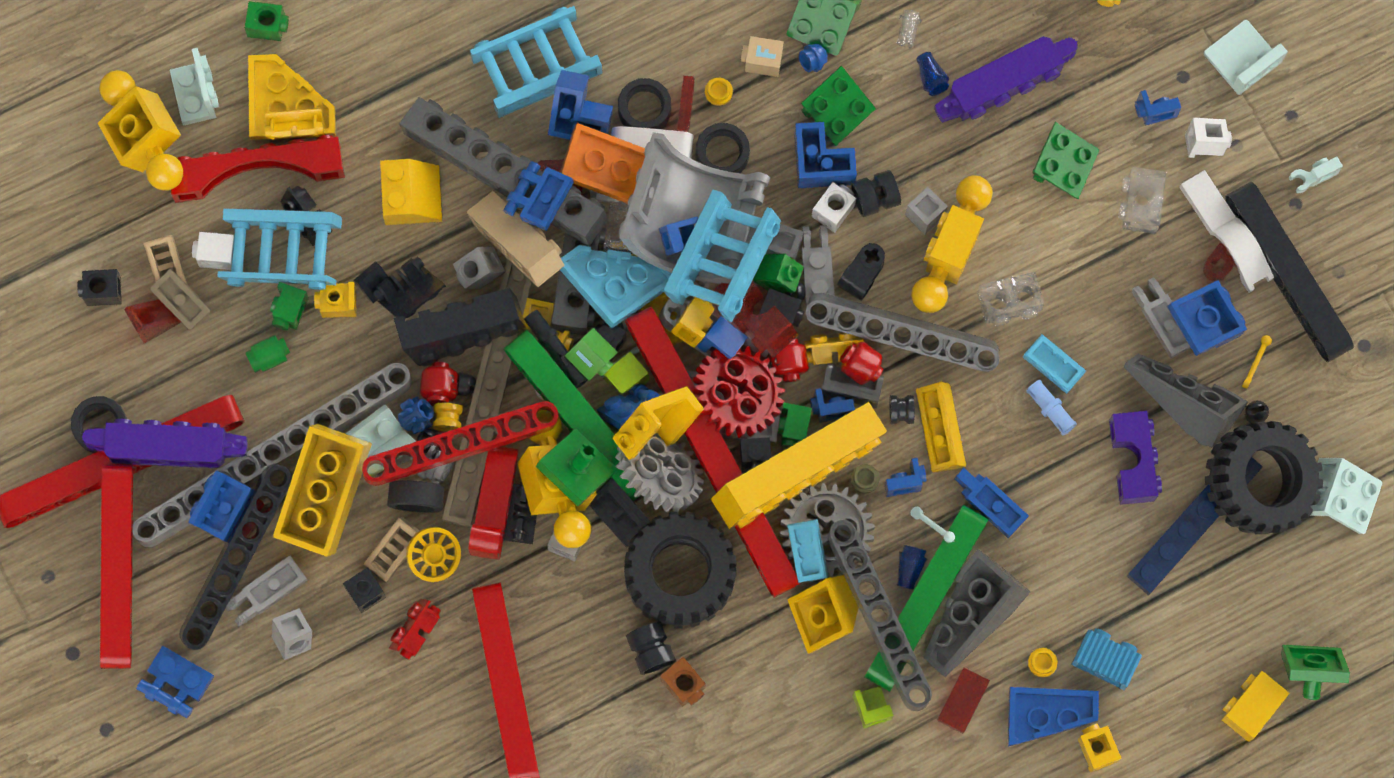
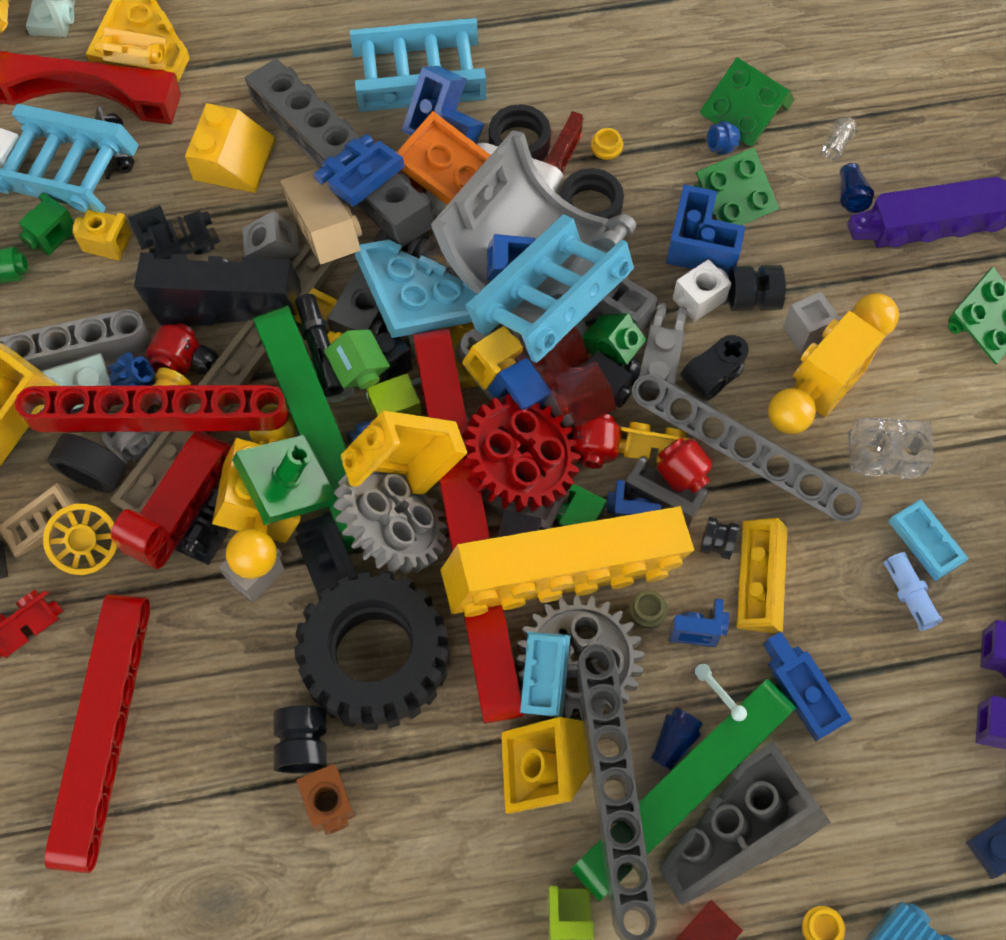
camera: 20 degrees right, 10 degrees down
(763, 56) = (667, 121): tan brick -> none

